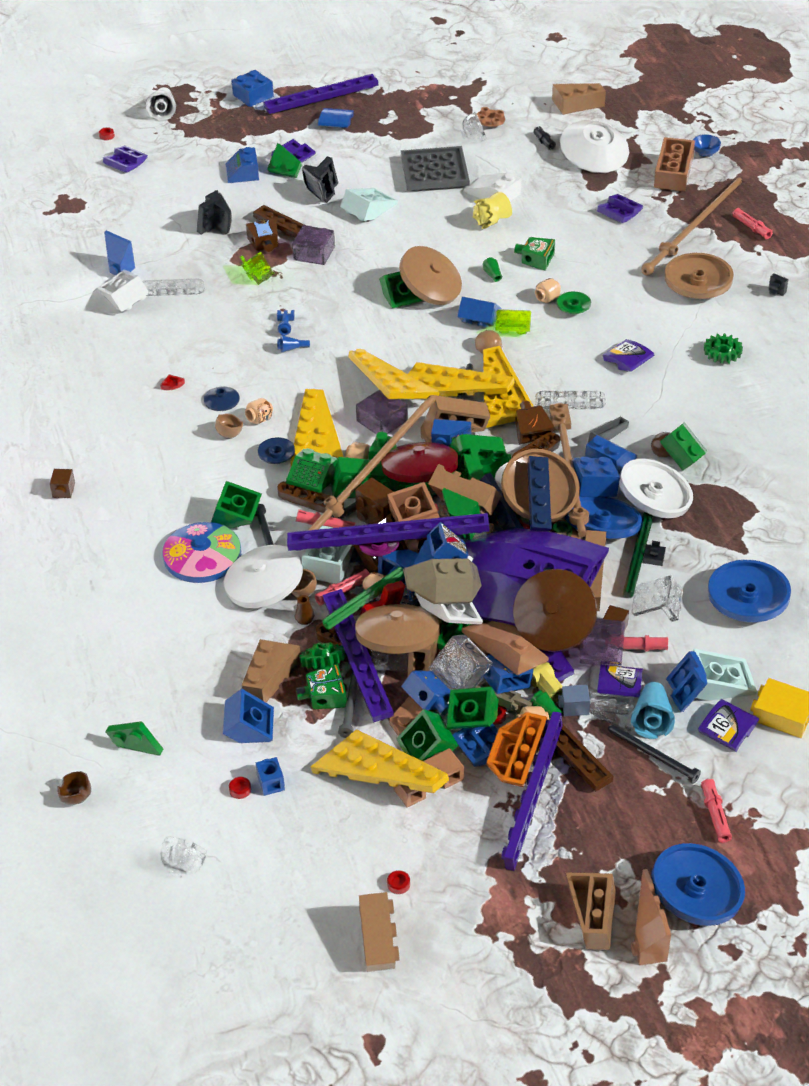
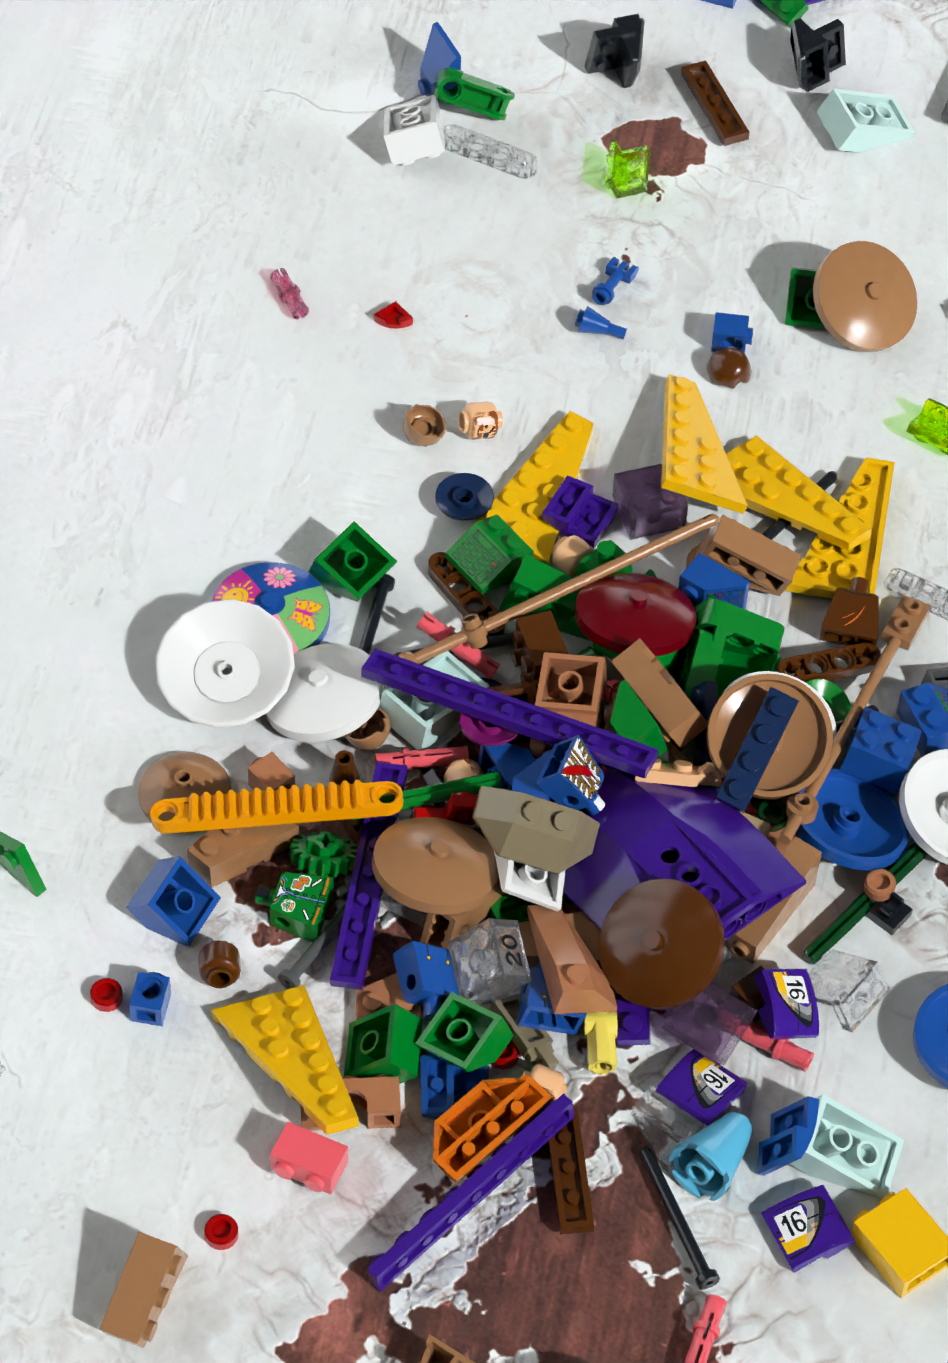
camera: 25 degrees right, 10 degrees up
(62, 483) = (148, 419): reddish brown brick -> none
(103, 393) = (289, 293): none -> clear pink pin
(145, 260) = (473, 93): none -> green piece
(192, 568) = (222, 638): none -> white dish
(213, 662) = (164, 777): none -> medium nougat dish
(221, 398) = (447, 373): dark blue dish -> none
(262, 629) = (269, 772): none -> nougat brick
(263, 234) = (674, 115): reddish brown torso -> none
(281, 638) = (276, 806): none -> light orange gear
(299, 739) = (219, 964): none -> reddish brown head
(313, 245) = (734, 164): clear purple brick -> none
(345, 433) = (579, 511): none -> dark purple slope
(368, 321) = (731, 331): none -> blue brick
(378, 336) = (729, 367): none -> reddish brown hair
(426, 815) = (309, 1158): none -> coral brick
(477, 311) = (901, 387): blue slope -> none
(487, 339) = (885, 444): medium nougat hair -> none
(500, 527) = (682, 774): none -> light nougat hinge
(543, 700) = (576, 1073): green cone -> none
(574, 700) = (619, 1086): sand blue brick -> none
(641, 541) = (879, 884): none -> nougat tile
(641, 618) = (790, 1003): none -> dark purple slope

